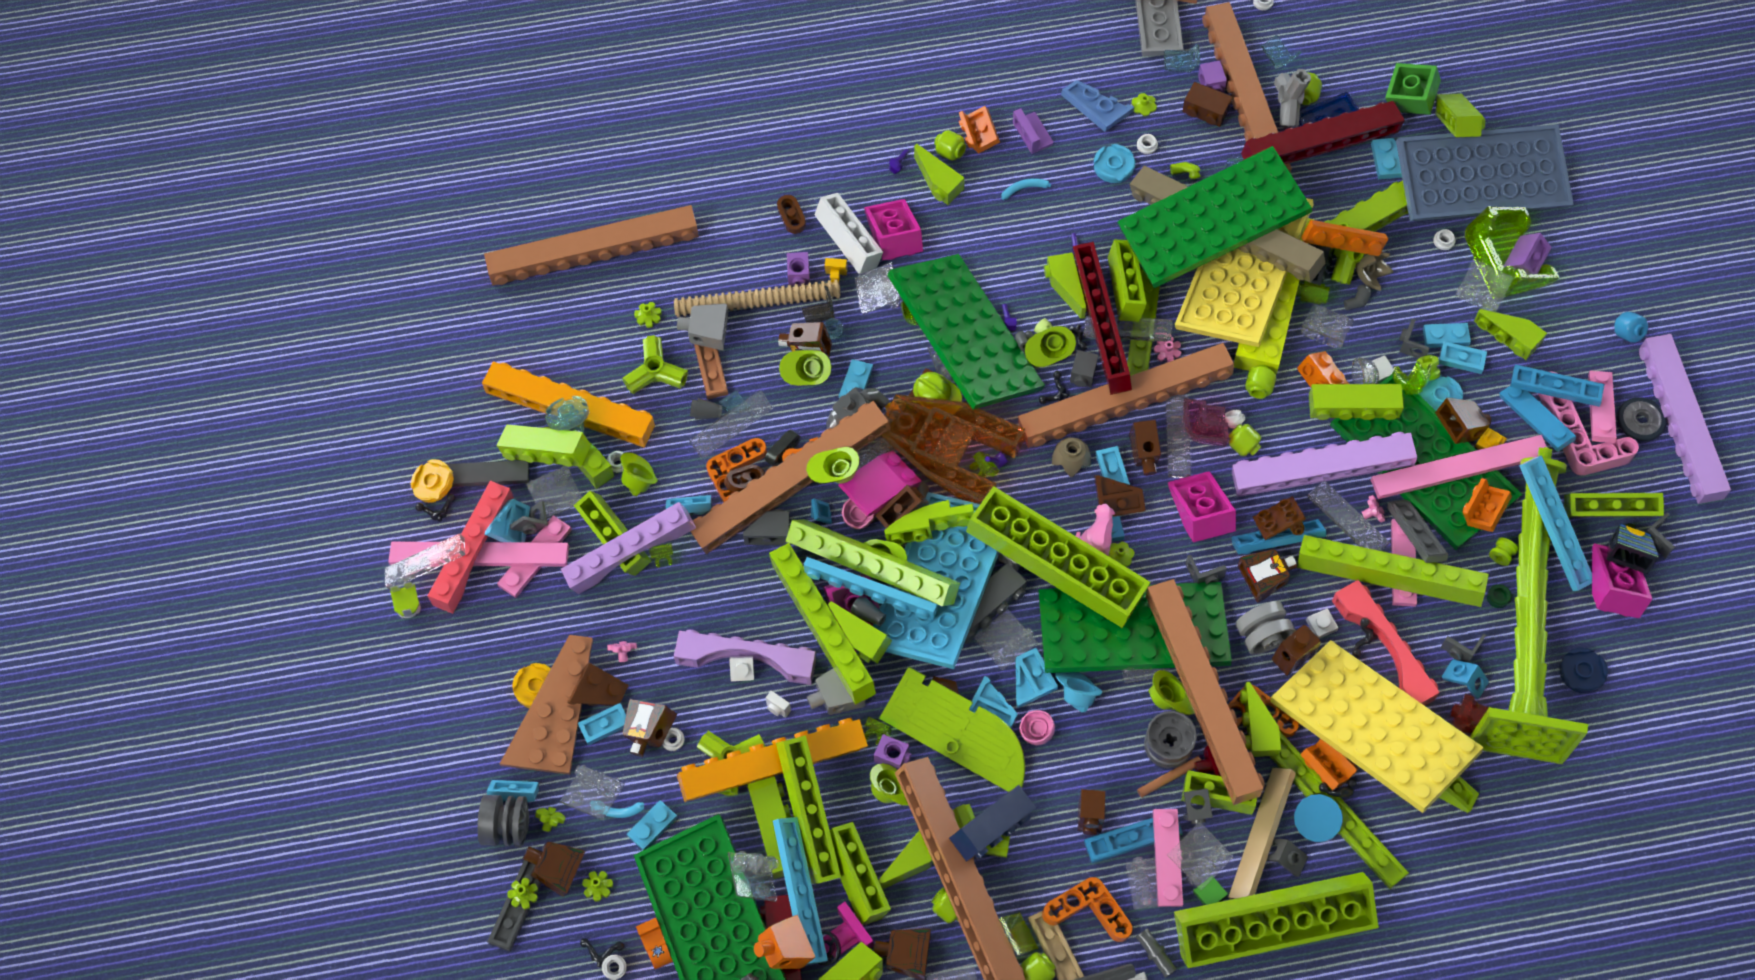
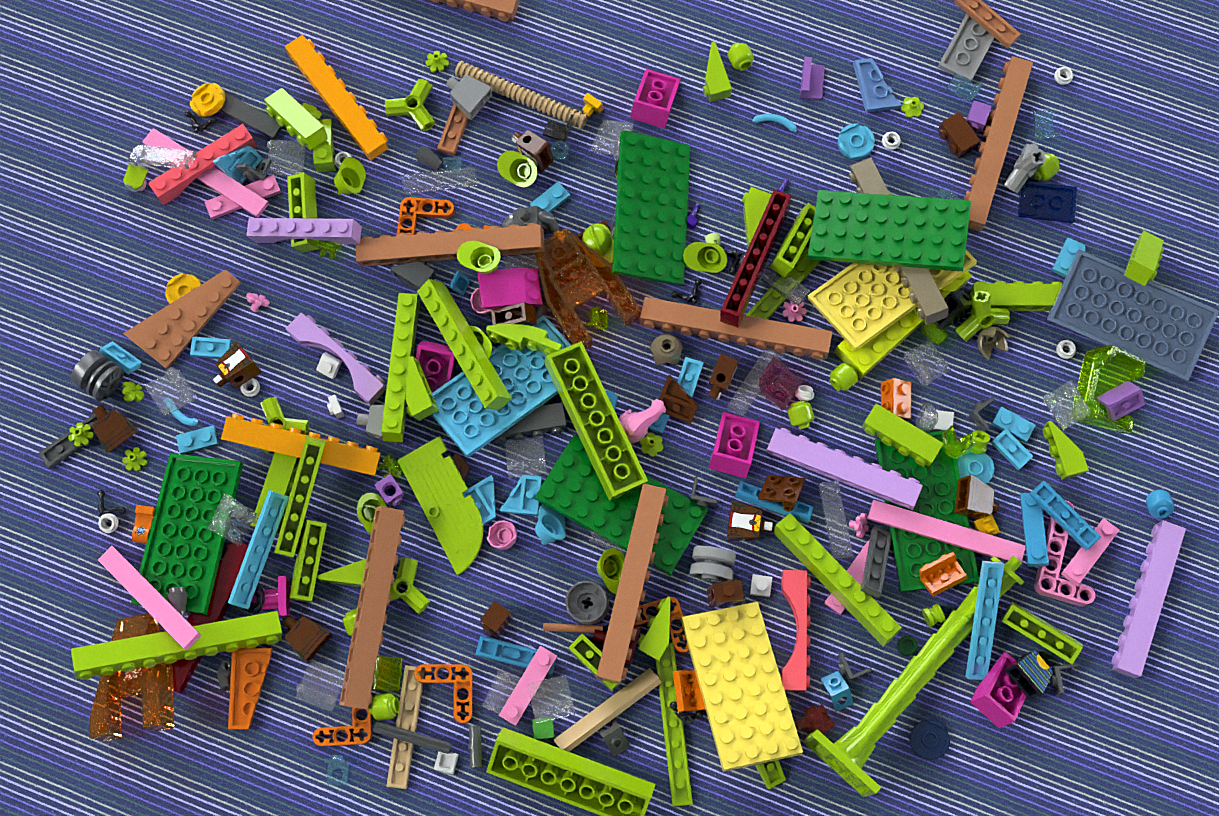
camera: 30 degrees right, 10 degrees up
(567, 414) = (324, 106): clear light blue tile -> none
(597, 688) = (220, 320): reddish brown wing -> none
(697, 504) = (371, 223): medium azure plate -> none
(739, 478) = (419, 225): reddish brown plate -> none
(785, 945) = (219, 581): orange torso -> none
(787, 441) = (469, 217): pearl dark grey beam -> none
(791, 215) = (587, 44): reddish brown plate -> none
(795, 262) = (564, 82): medium lavender brick -> none
(848, 233) = (618, 82): white brick -> none
(867, 611) = (435, 377): dark grey cone -> none
(878, 592) = (449, 371): medium azure plate -> none
(895, 165) = (690, 48): dark purple hand -> none
(979, 129) = (771, 56): orange bracket -> none
(992, 823) = (419, 585): dark blue brick -> none
(999, 459) = (610, 320): dark purple hand -> none
(1022, 338) = (691, 237): dark grey arm -> none
(1084, 369) = (718, 289): dark grey brick -> none
(1185, 167) = (908, 176): lime arm -> none
(1197, 815) = (568, 668): dark grey bracket -> none
(1318, 818) = (655, 725): dark azure tile -> none
(1329, 133) = (1030, 213): dark red brick -> none
(1344, 238) = (978, 305): orange plate -> none
(1361, 298) = (968, 357): dark grey arm -> none
(1366, 640) = (788, 605): black piece -> none
(1414, 88) = (1127, 215): bright green brick -> none
(1641, 406) = (1107, 587): wheel -> none

